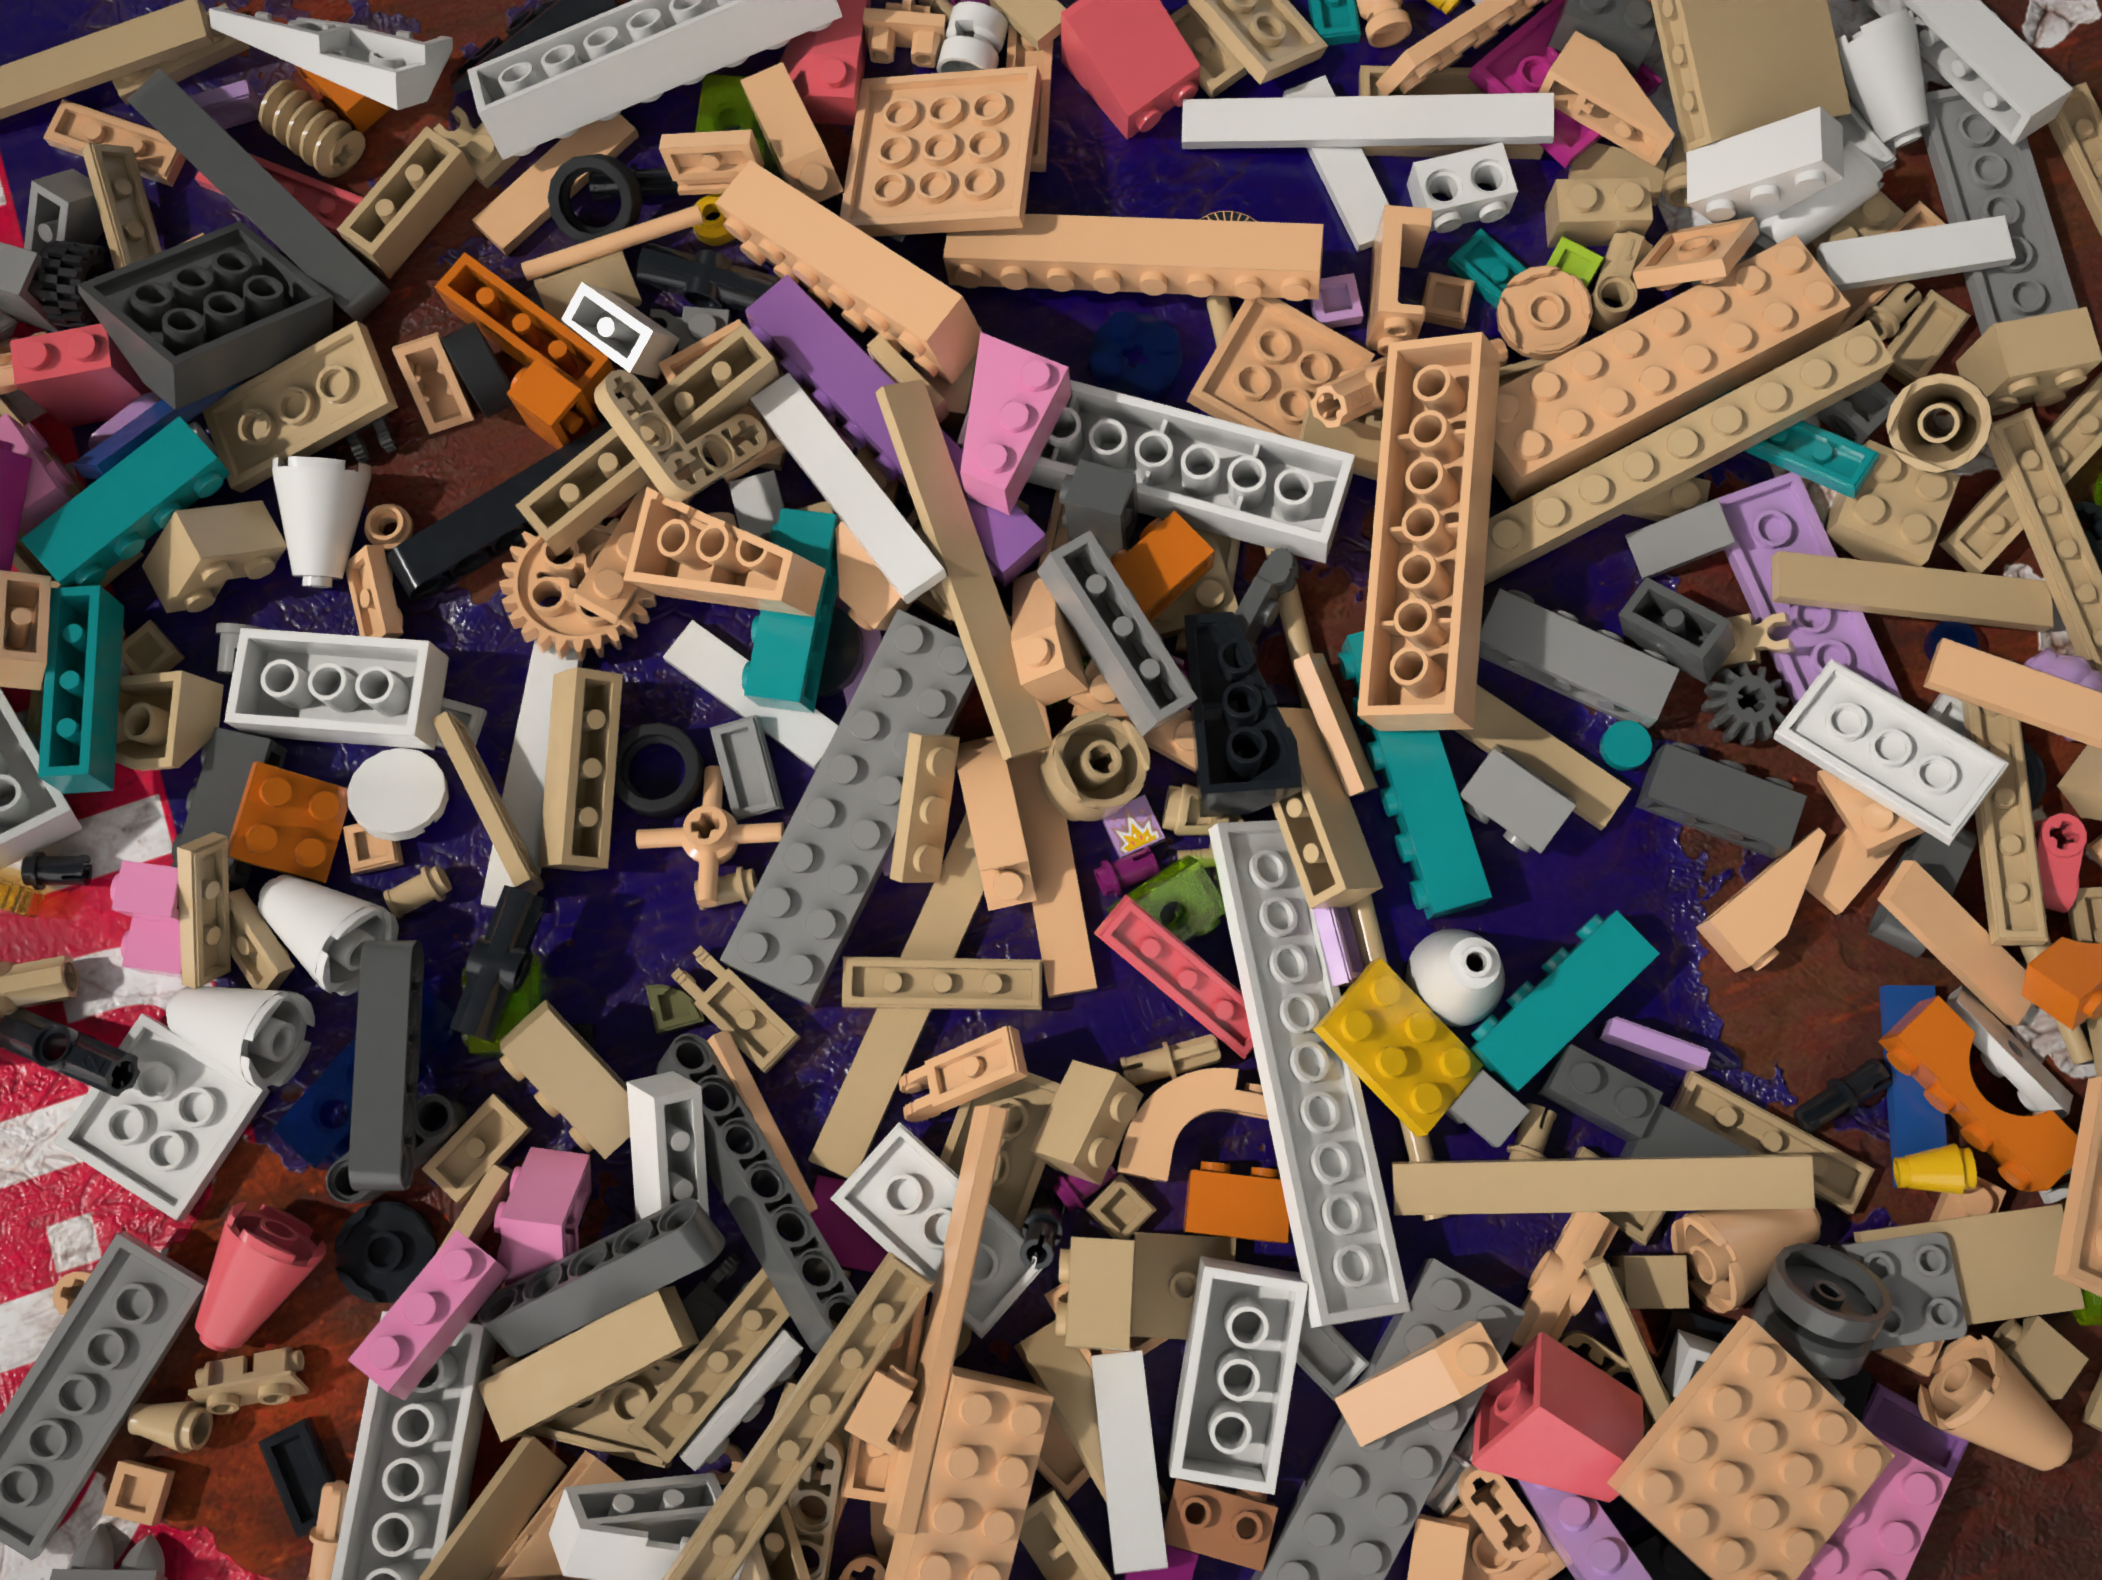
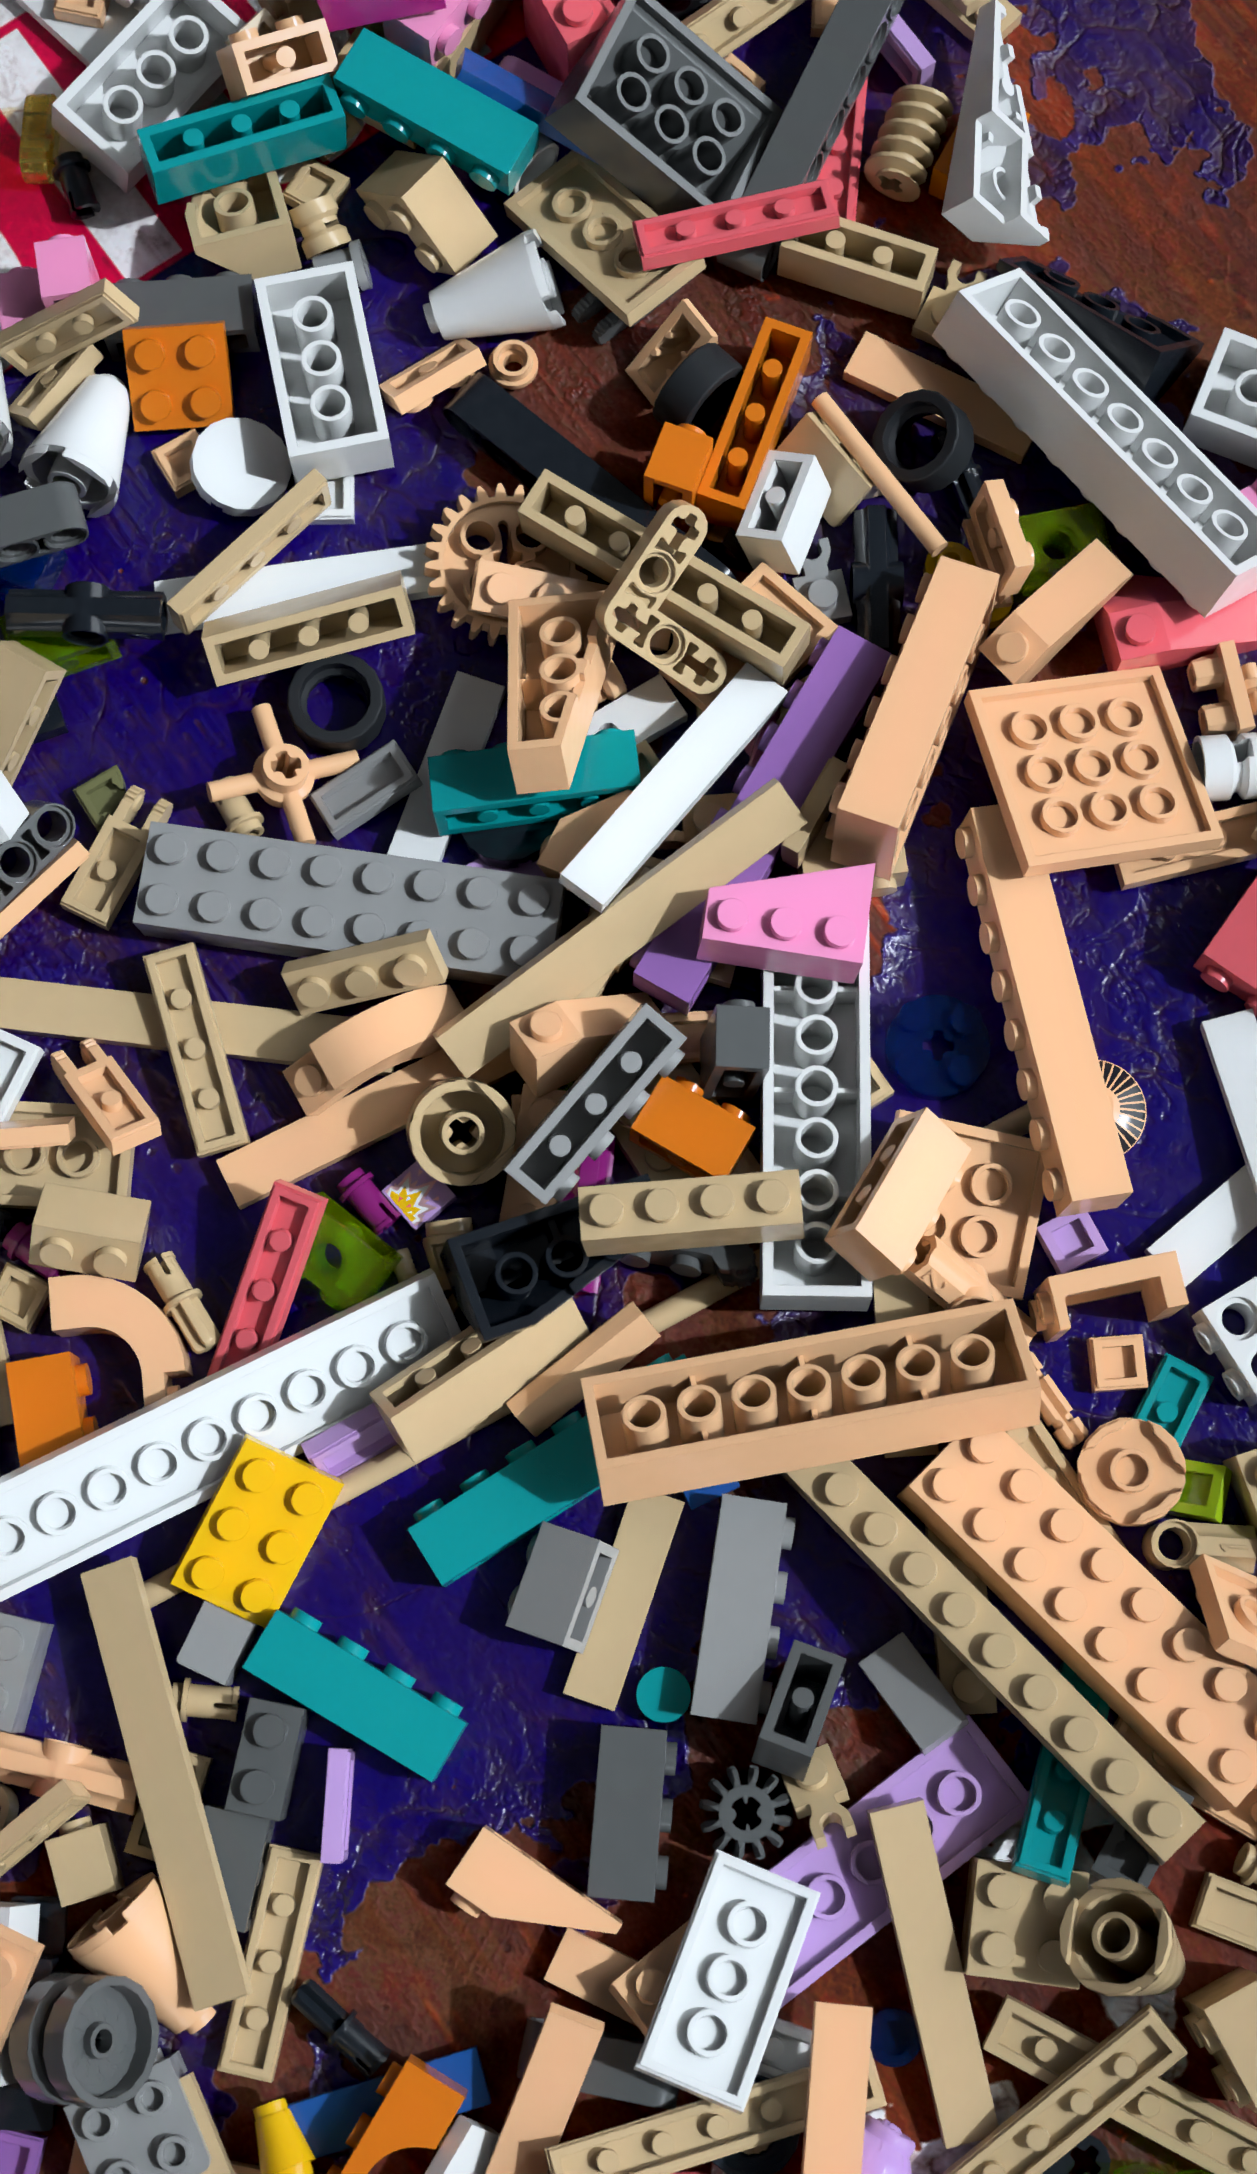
camera: 70 degrees right, 0 degrees up
(191, 654) = (319, 226): none -> tan wheel
(339, 284) = (736, 224): none -> coral tile
(418, 891) = (159, 528): tan pin -> none
(1242, 575) = (691, 1213): none -> tan brick
(1274, 405) = (898, 1195): none -> light nougat brick
(1456, 976) = (377, 1584): white cone -> none

